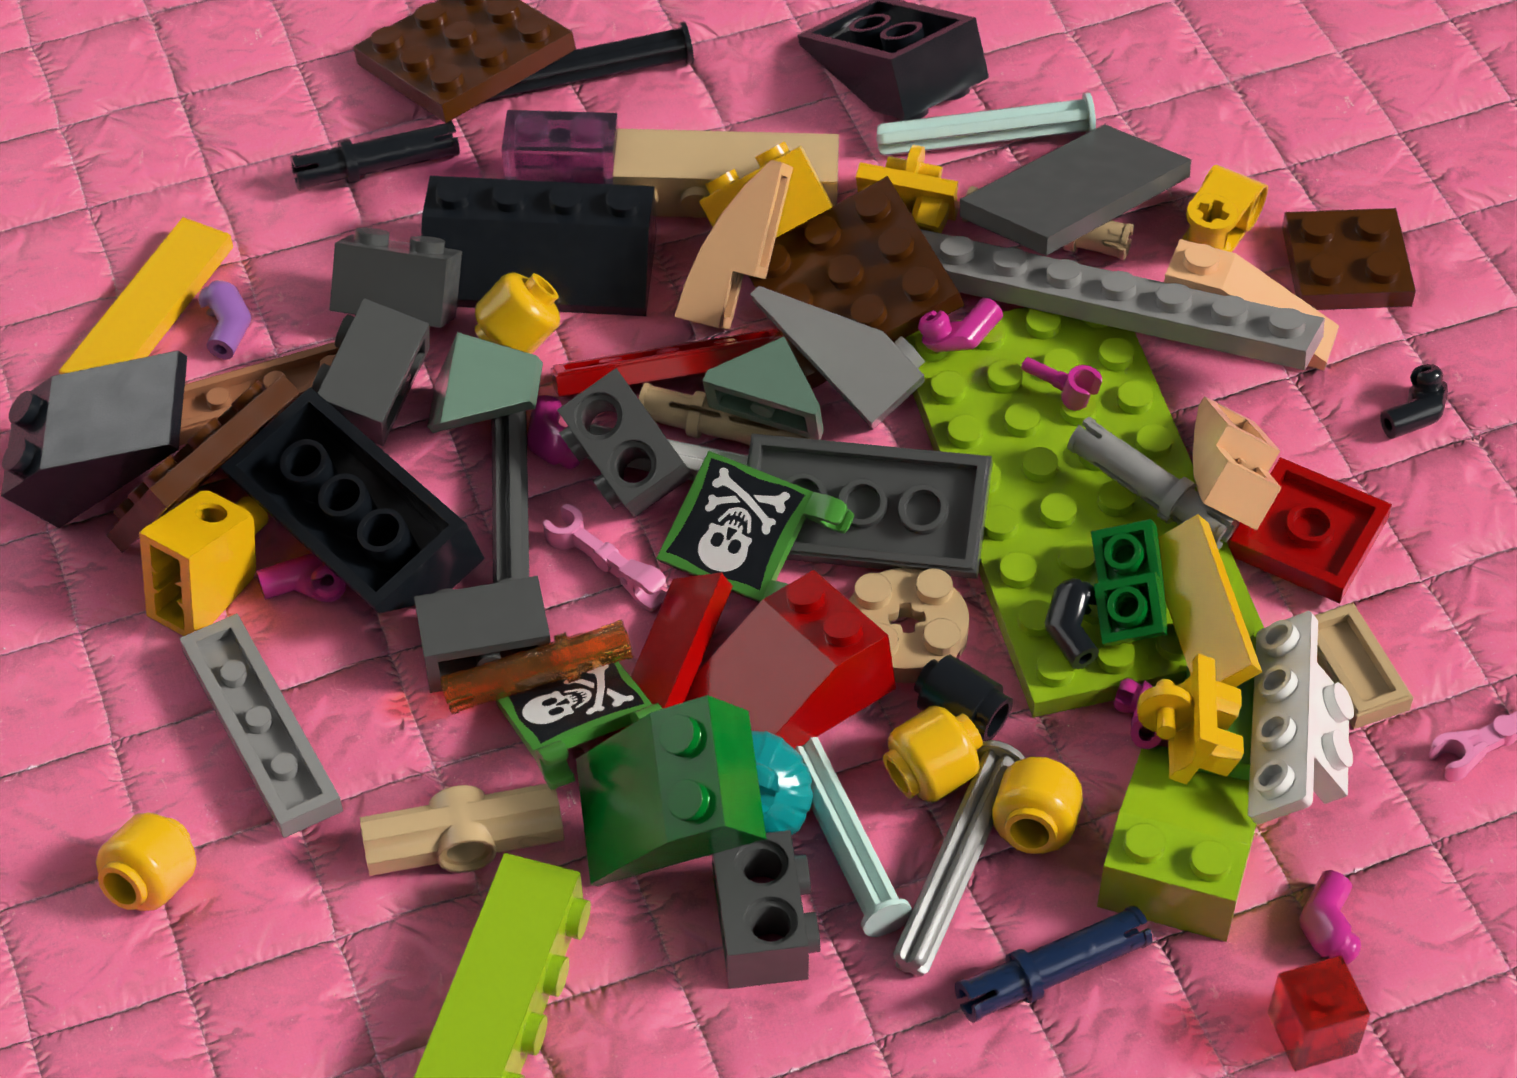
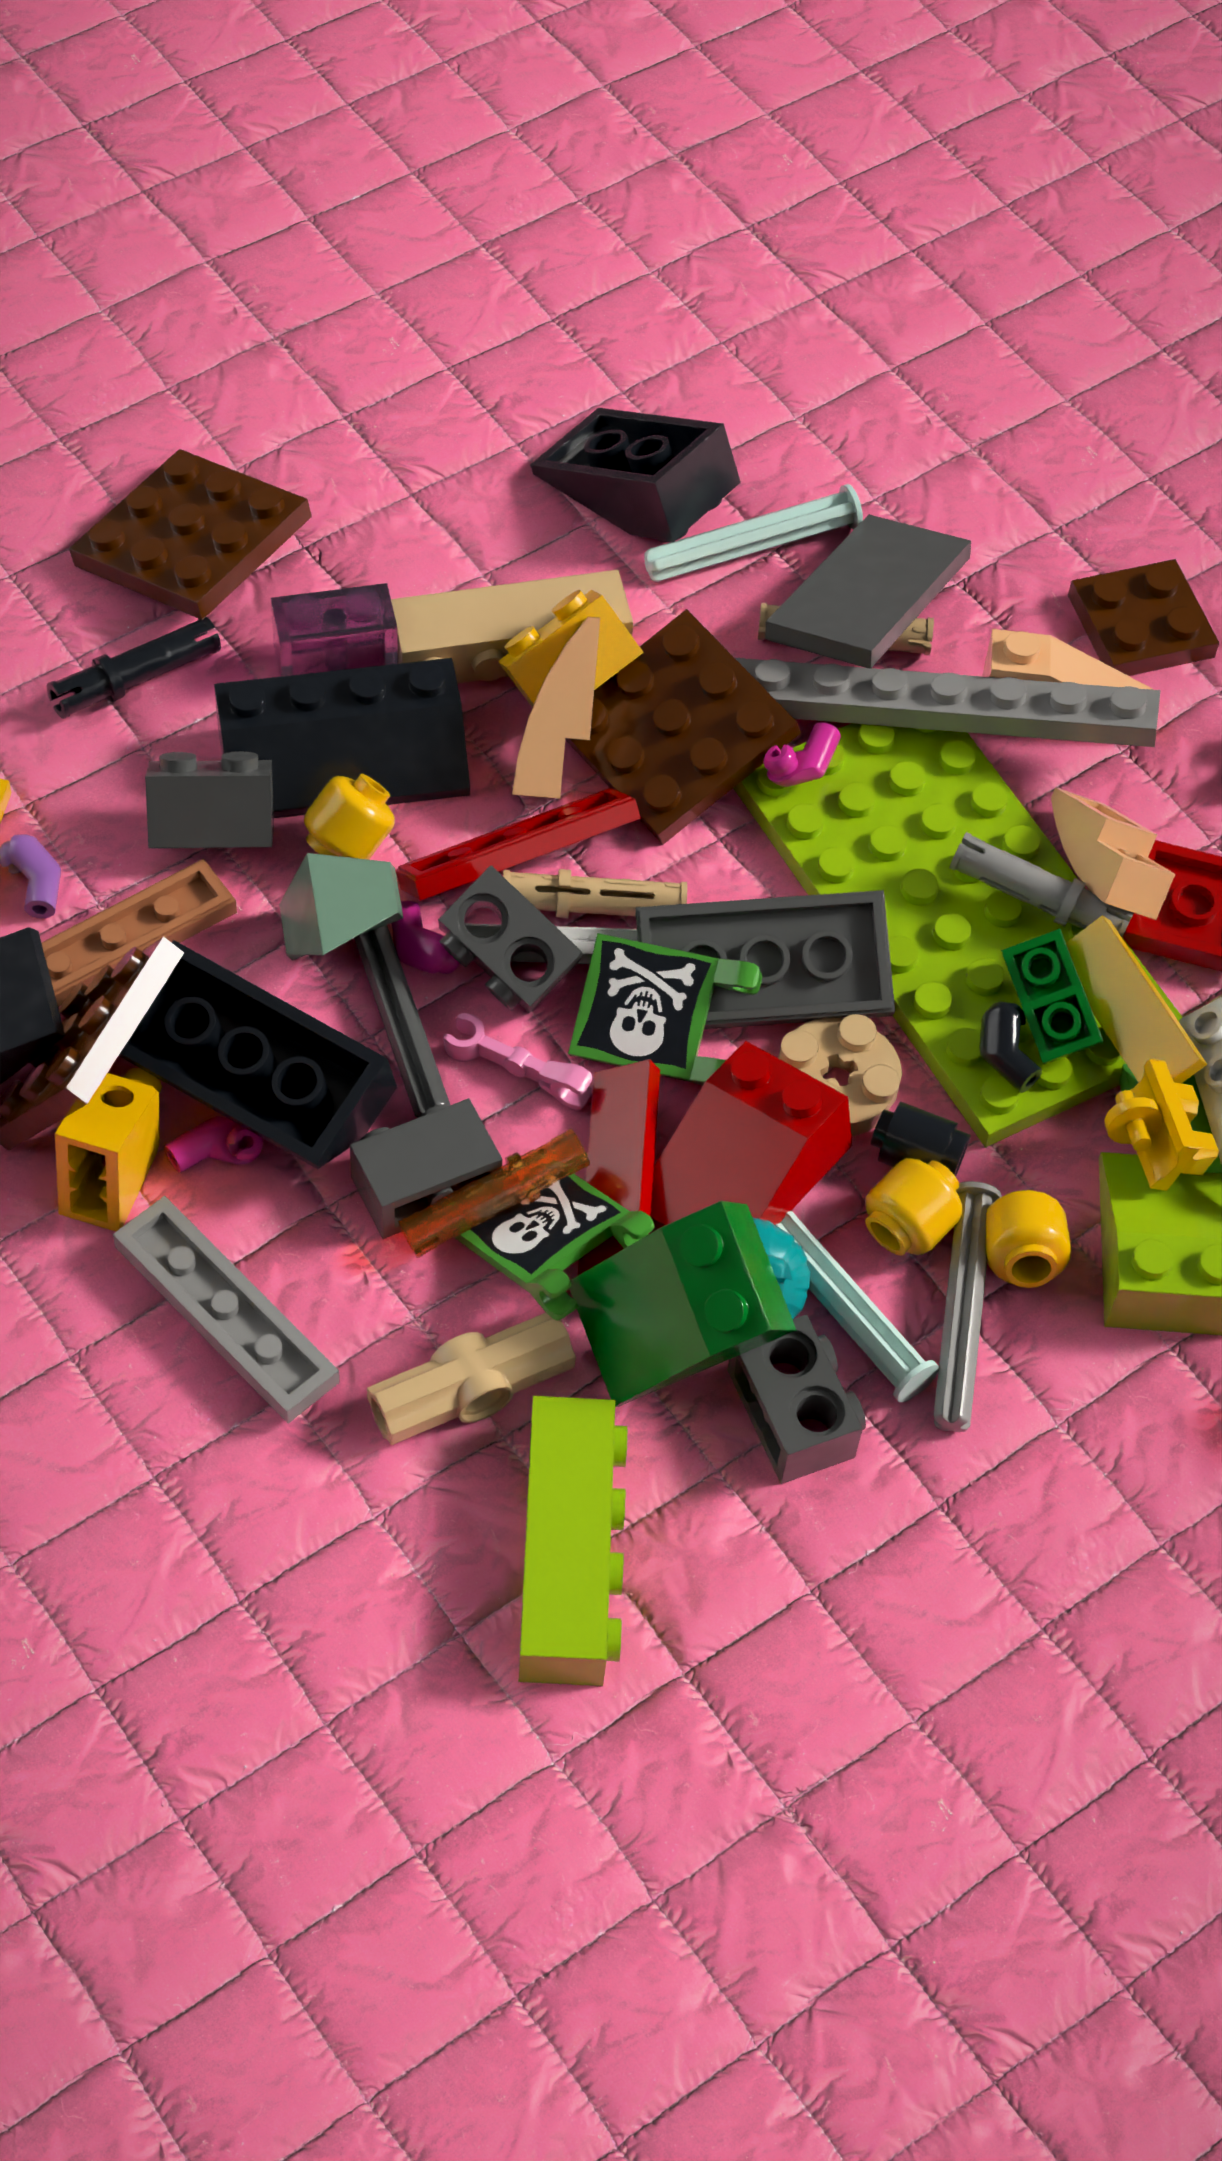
camera: 20 degrees left, 5 degrees up
(145, 862) = (160, 1480): yellow head -> none
(374, 367) = (221, 900): dark grey brick -> none
(609, 60) = (354, 518): black axle -> none
(766, 389) = (642, 858): sand green slope -> none
(853, 357) = (712, 810): light grey slope -> none
(919, 186) = (725, 619): yellow hips -> none
(1028, 974) = (1068, 1409): dark blue pin -> none
(1074, 386) = (934, 803): dark pink hand -> none
(1126, 701) = (1089, 1114): dark pink arm -> none
(1224, 208) = (1011, 590): yellow piece -> none

